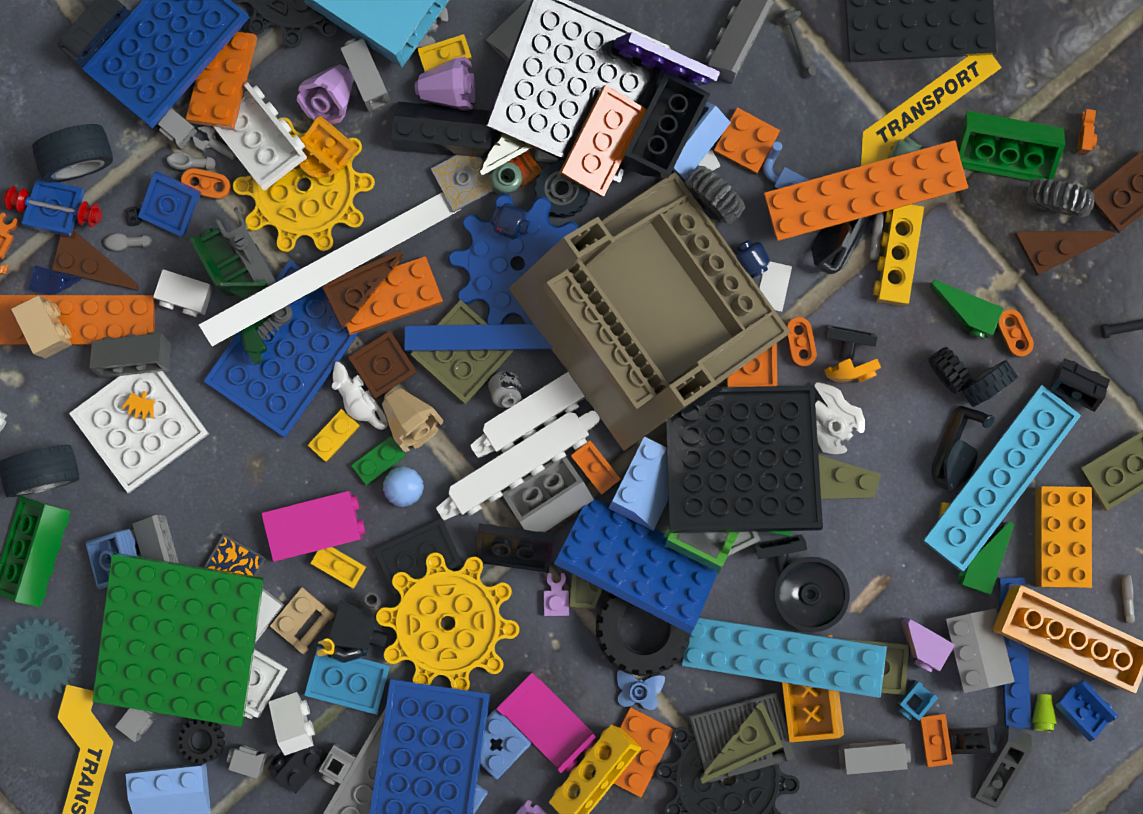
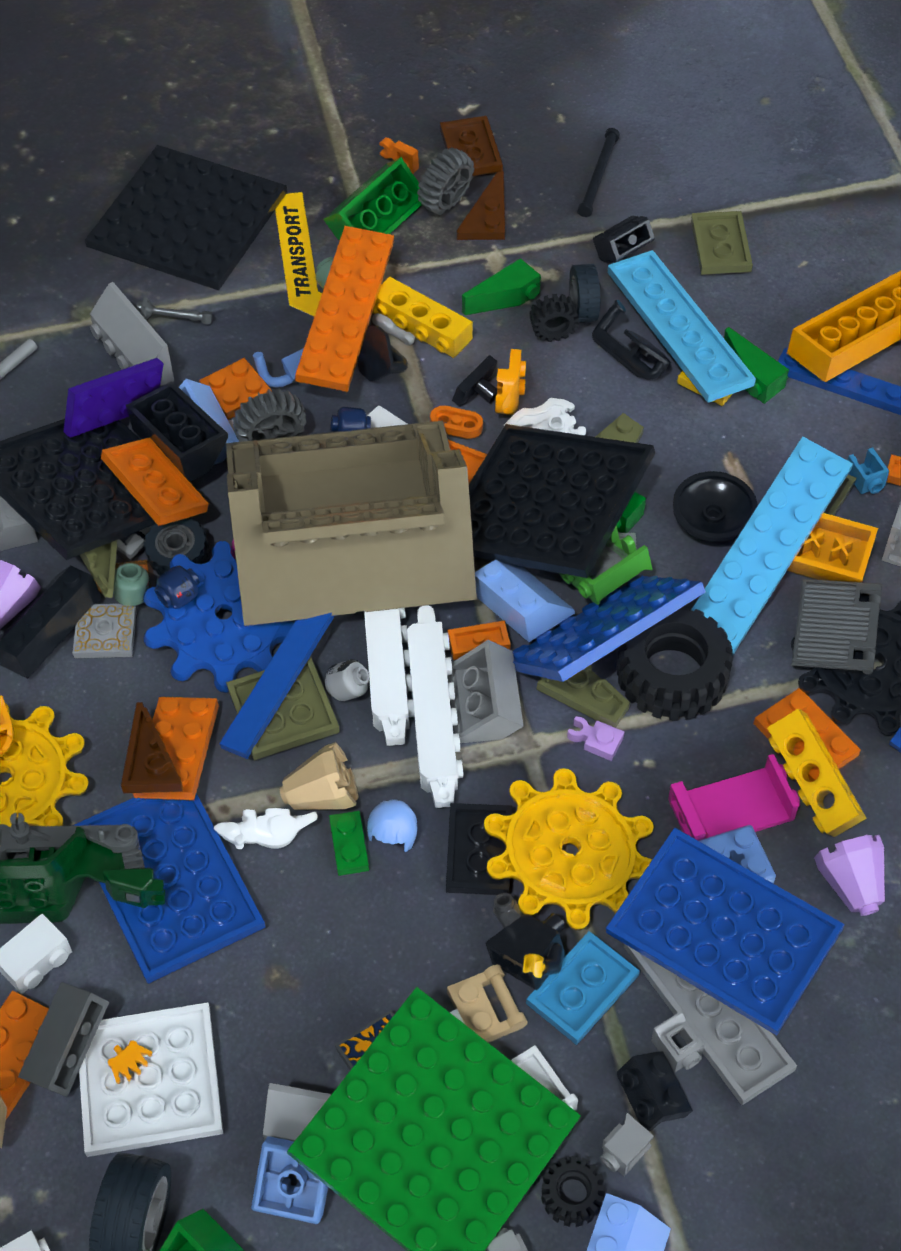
camera: 60 degrees left, 30 degrees down
(291, 723) = (604, 1064): white brick -> none
(313, 525) = (381, 940): dark pink panel -> none
(326, 269) = (107, 781): white sticker -> none
(334, 435) = (293, 876): yellow plate -> none
(339, 566) = (443, 935): yellow plate -> none
(382, 364) = (245, 786): reddish brown plate -> none
(514, 547) = (522, 741): black plate -> none
(639, 690) = (739, 706): medium blue animal -> none
(751, 741) = (847, 612): olive wing -> none
(780, 549) = (655, 519): black tile -> none
(926, 646) = (819, 424): lavender slope -> none
(979, 651) = (839, 406): light grey slope -> none
(1017, 332) = (551, 266): orange plate -> none
(1063, 536) = (758, 302): light orange brick -> none
(1127, 593) = (838, 283): light grey piece -> none

